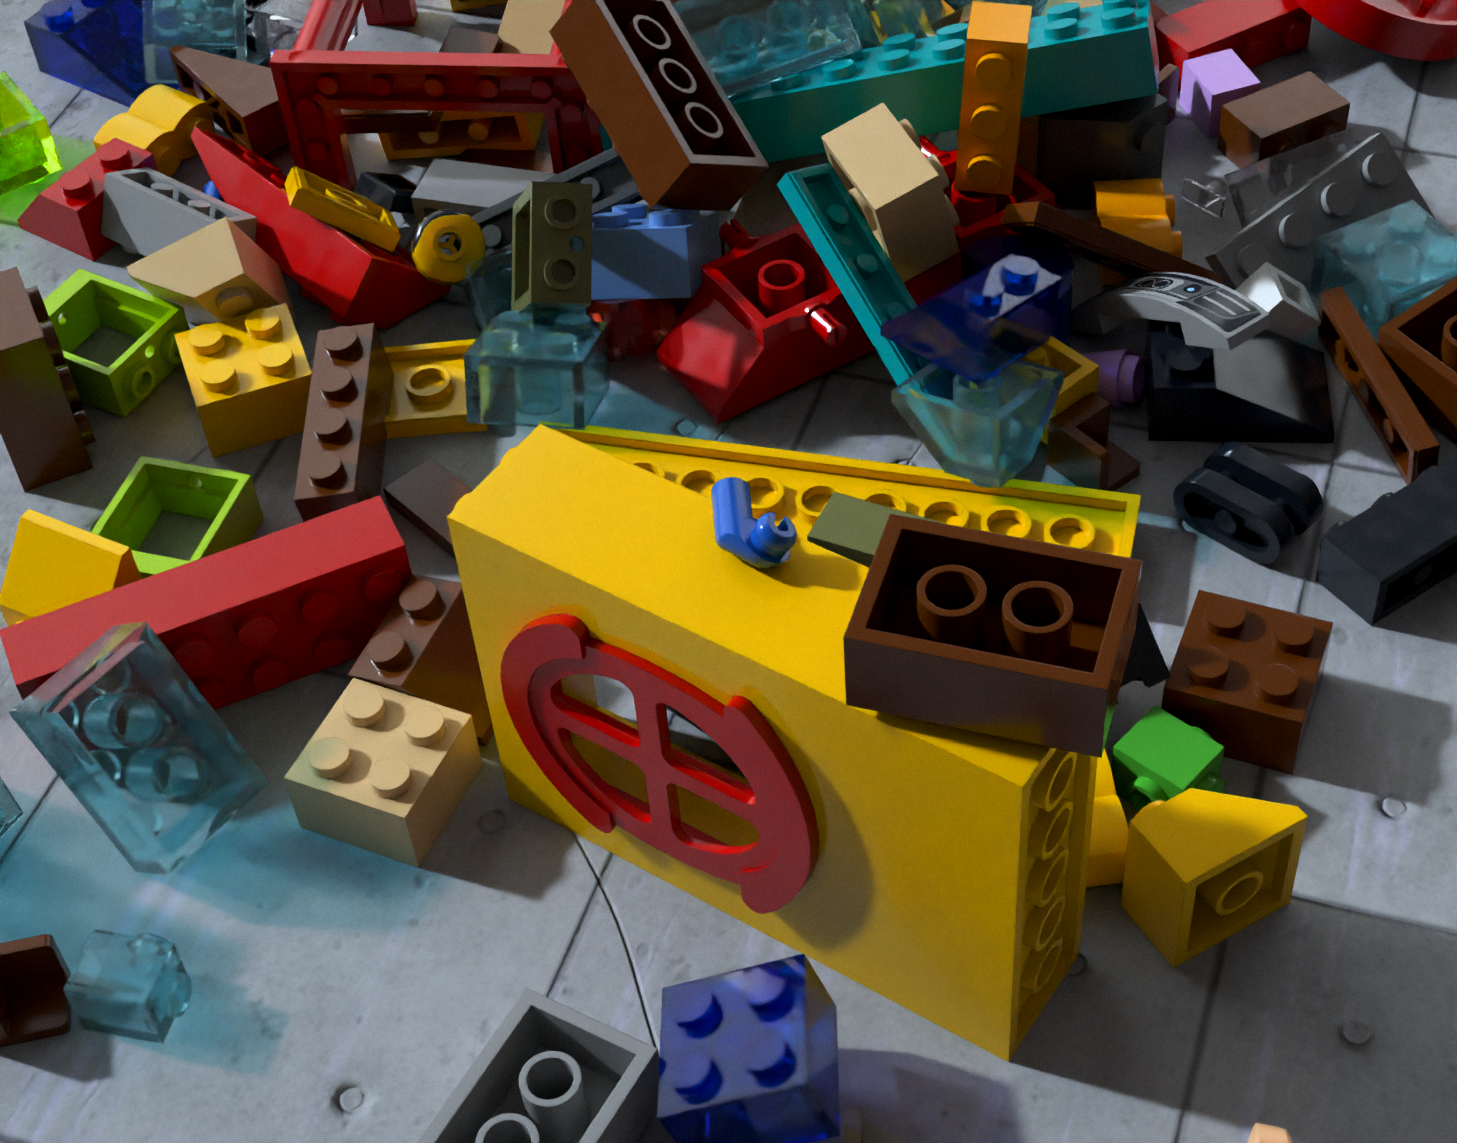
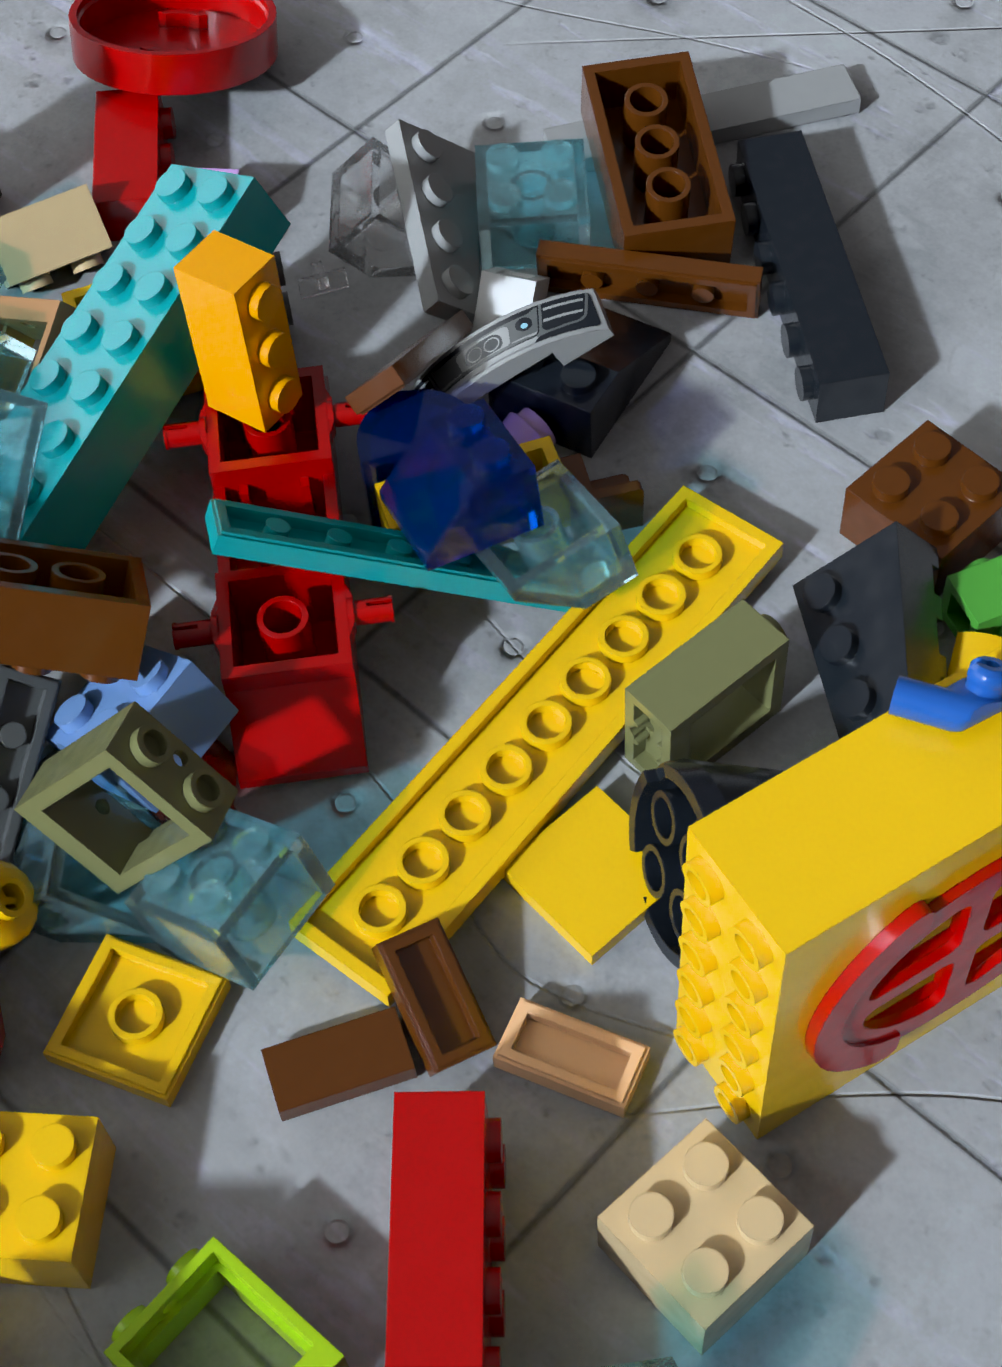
camera: 65 degrees left, 10 degrees up
(344, 421) = (188, 1119): reddish brown brick -> none
(429, 651) = (593, 1119): reddish brown slope -> none
(895, 189) = (276, 459): tan brick -> none
(1137, 211) = (344, 340): light orange brick -> none
(1248, 502) = (728, 419): black brick -> none
(1280, 119) = (291, 174): reddish brown brick -> none

